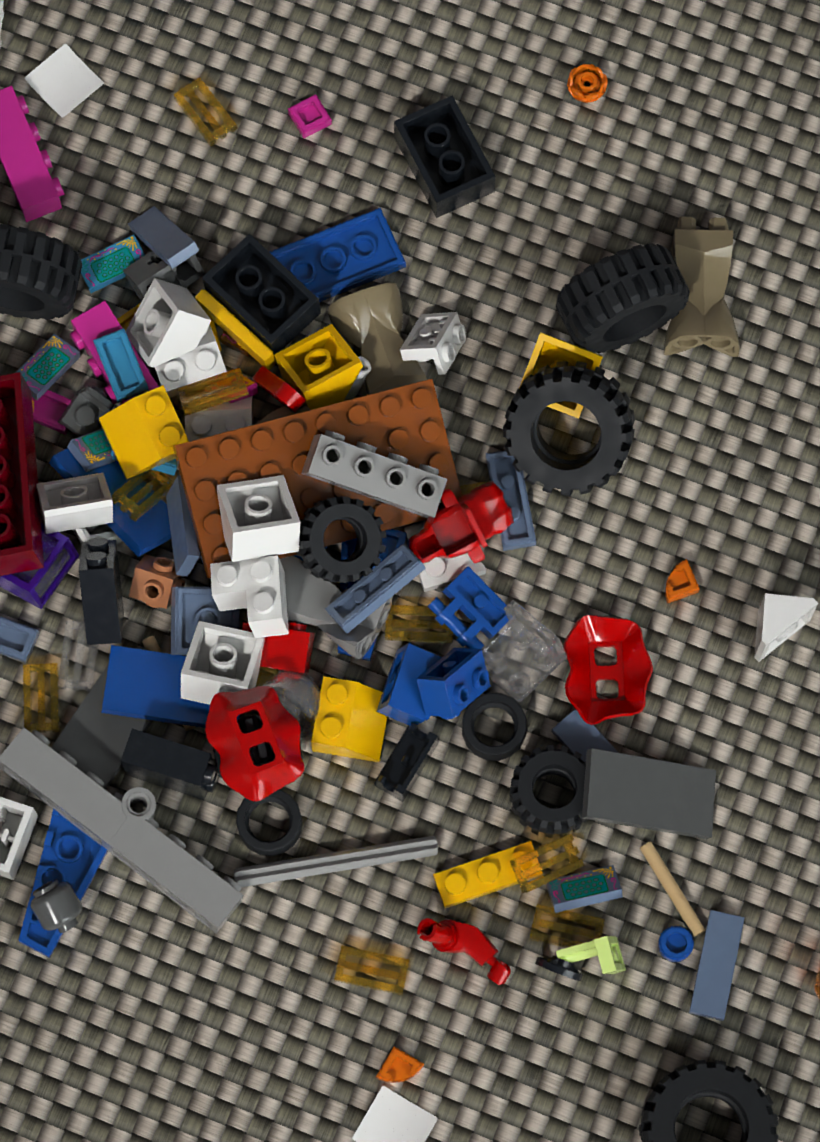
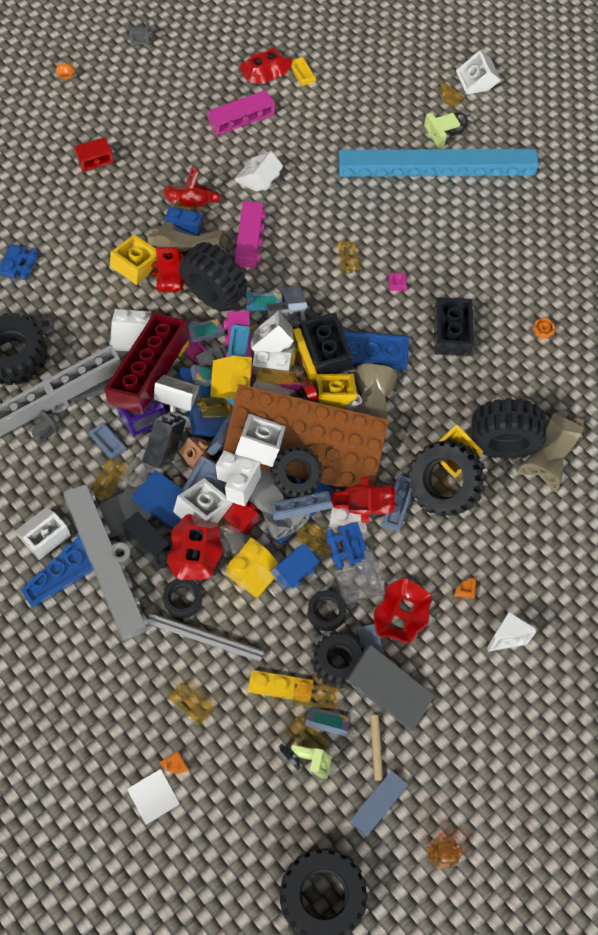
camera: 25 degrees right, 10 degrees down
(56, 906) = (48, 581): dark grey head -> none
(63, 80) = (289, 215): white sticker -> none
(374, 475) = (332, 449): light grey brick -> none
(406, 762) = (271, 605): black hinge -> none
(436, 338) = (402, 406): white bracket -> none
(453, 682) = (316, 575): blue brick -> none
(460, 937) = (245, 710): red arm -> none
(675, 943) = (362, 779): blue tile -> none

